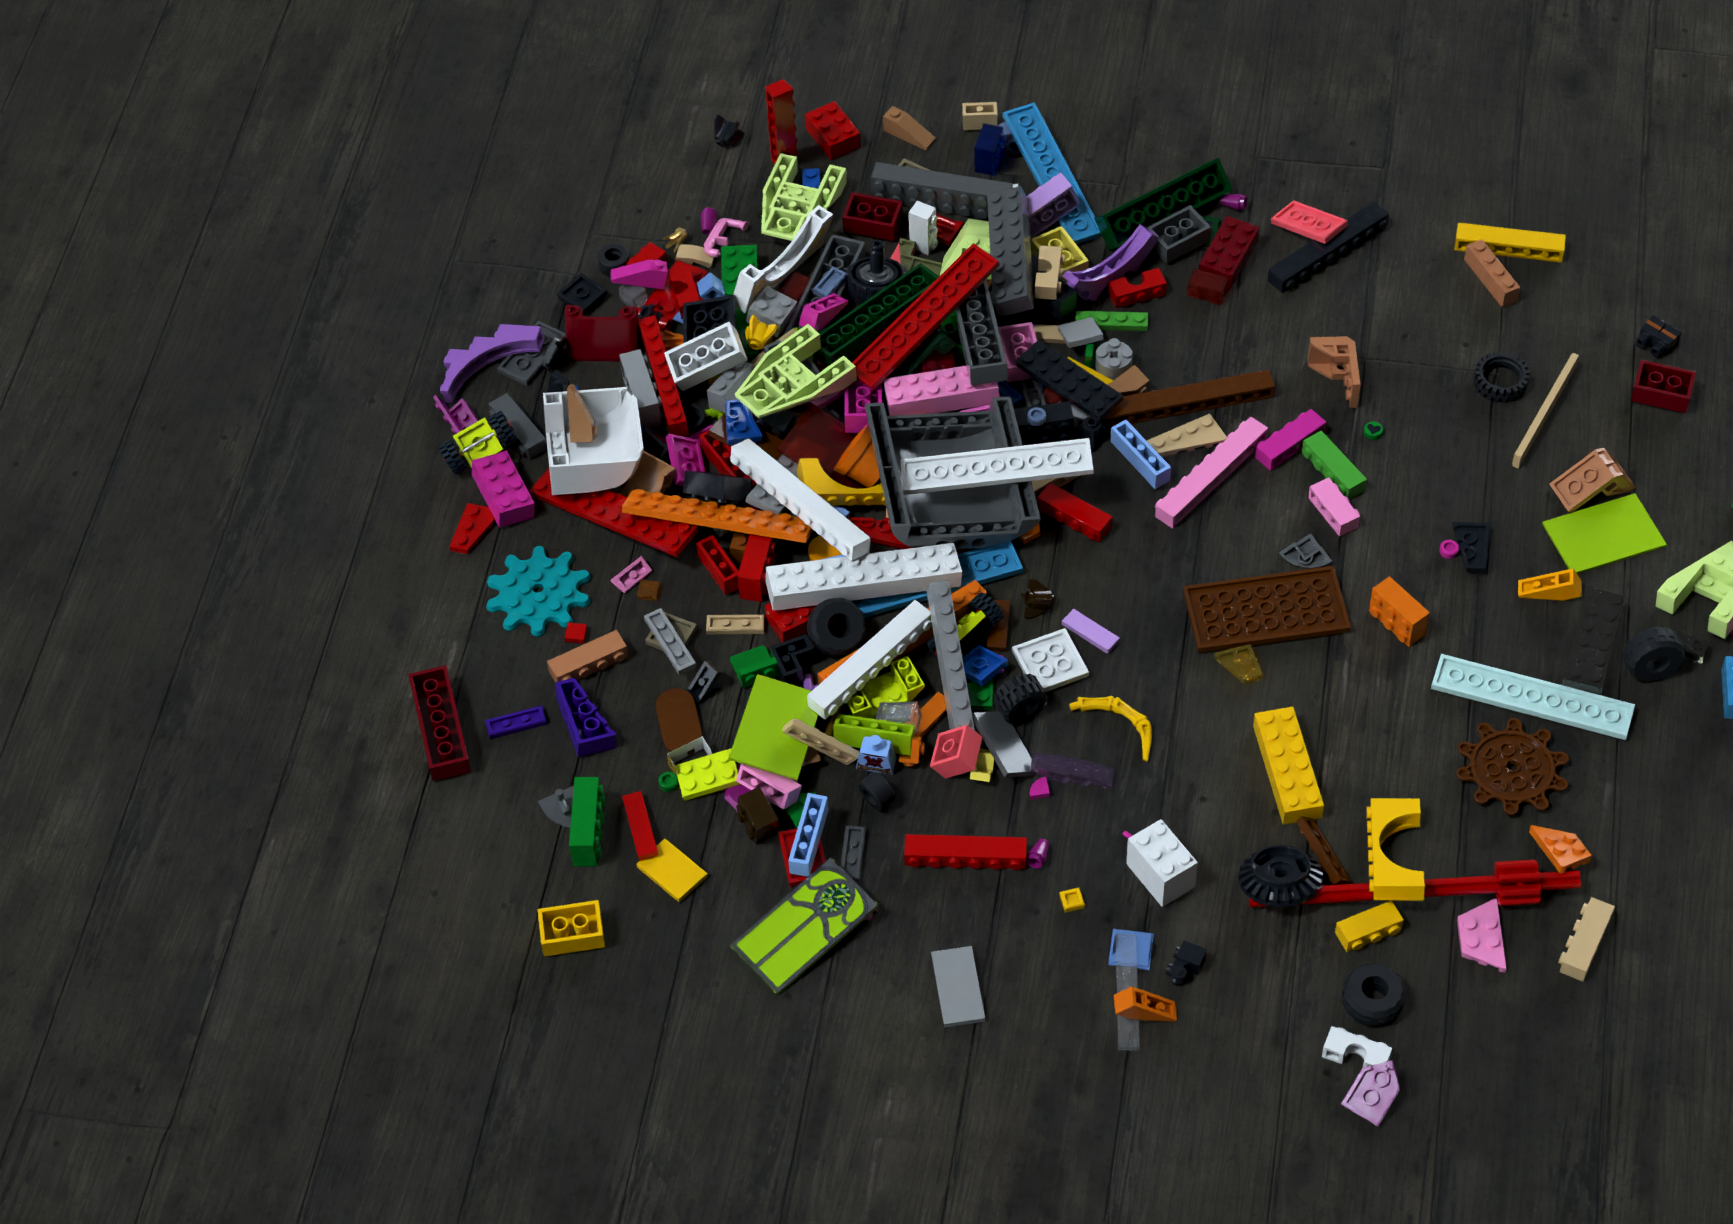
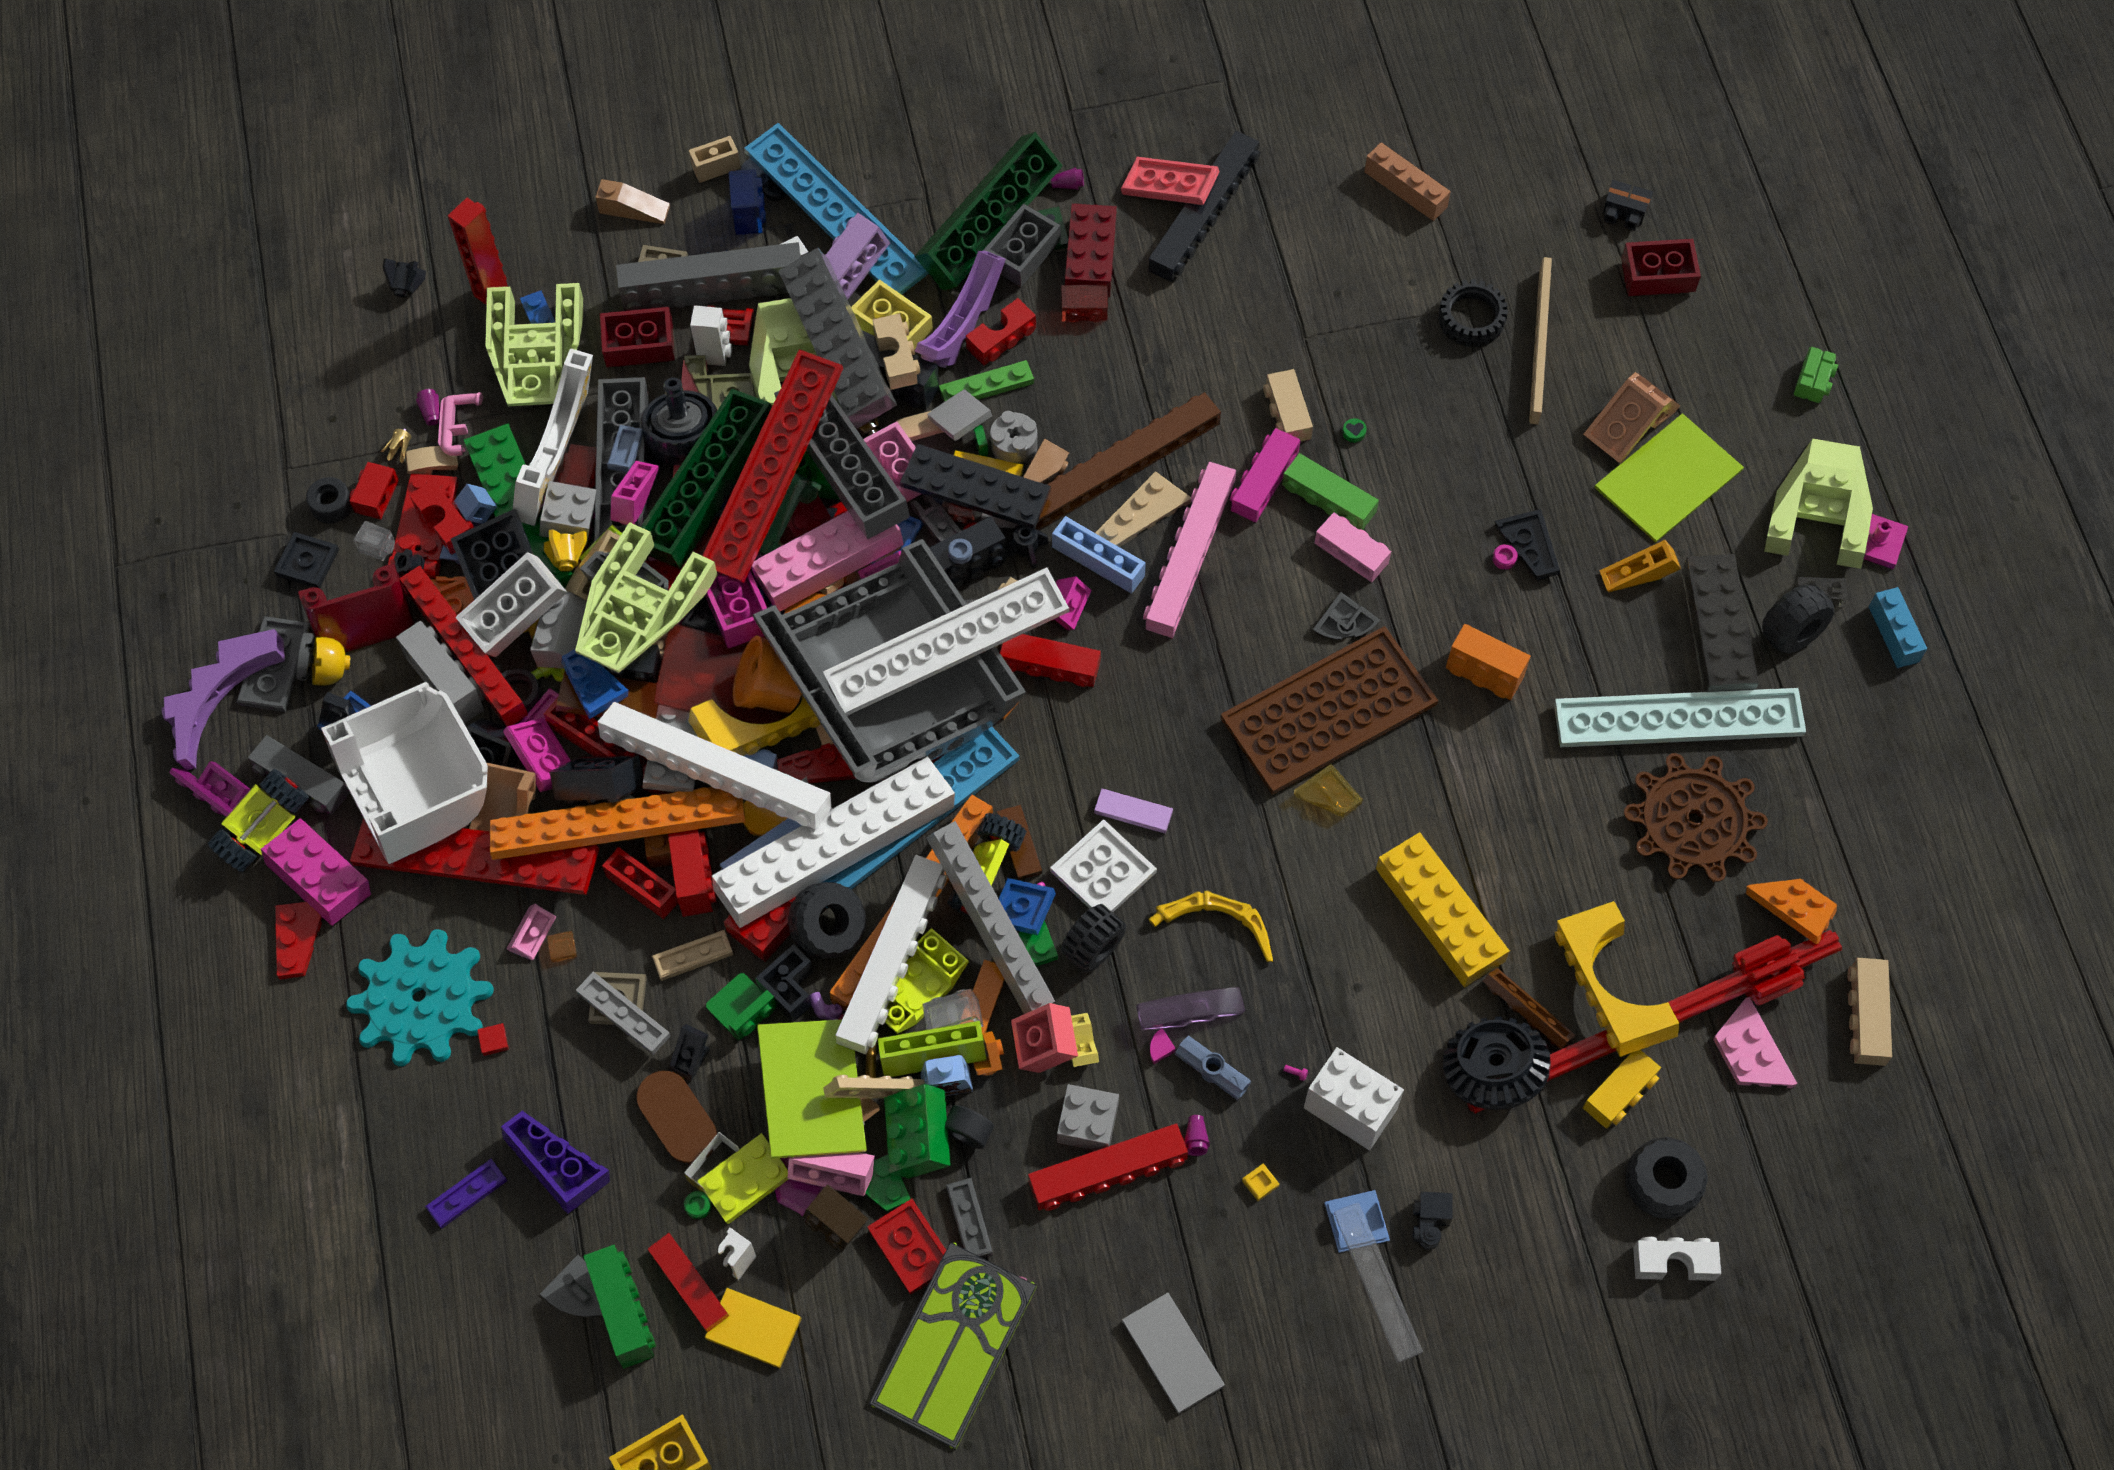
camera: 25 degrees left, 10 degrees up
(439, 723) = (368, 1235): dark red brick -> none
(569, 360) = (328, 661): none -> yellow cylinder
(580, 419) = (383, 745): medium nougat slope -> none
(588, 658) = (525, 1072): nougat brick -> none
(644, 274) = (377, 511): dark pink slope -> none
(682, 817) = (740, 1254): none -> white hinge
(808, 835) = (911, 1222): light blue brick -> none
(832, 130) = (537, 233): red brick -> none
(841, 778) = (917, 1131): none -> green brick
(964, 814) = (1087, 1118): none -> light grey brick
(1003, 744) = (1095, 1004): dark grey tile -> none
(1038, 599) = (1053, 791): dark brown brick -> none
(1076, 821) = (1226, 1077): none -> sand blue piece
(1104, 480) = (1076, 596): none -> dark pink panel
(1143, 1005) = (1410, 1298): orange slope -> none
(1329, 397) = (1288, 404): none -> tan brick
(1331, 353) = (1265, 348): nougat bracket -> none
(1373, 1092) = (1719, 1307): tile -> none
(1512, 242) = (1412, 133): yellow brick -> none

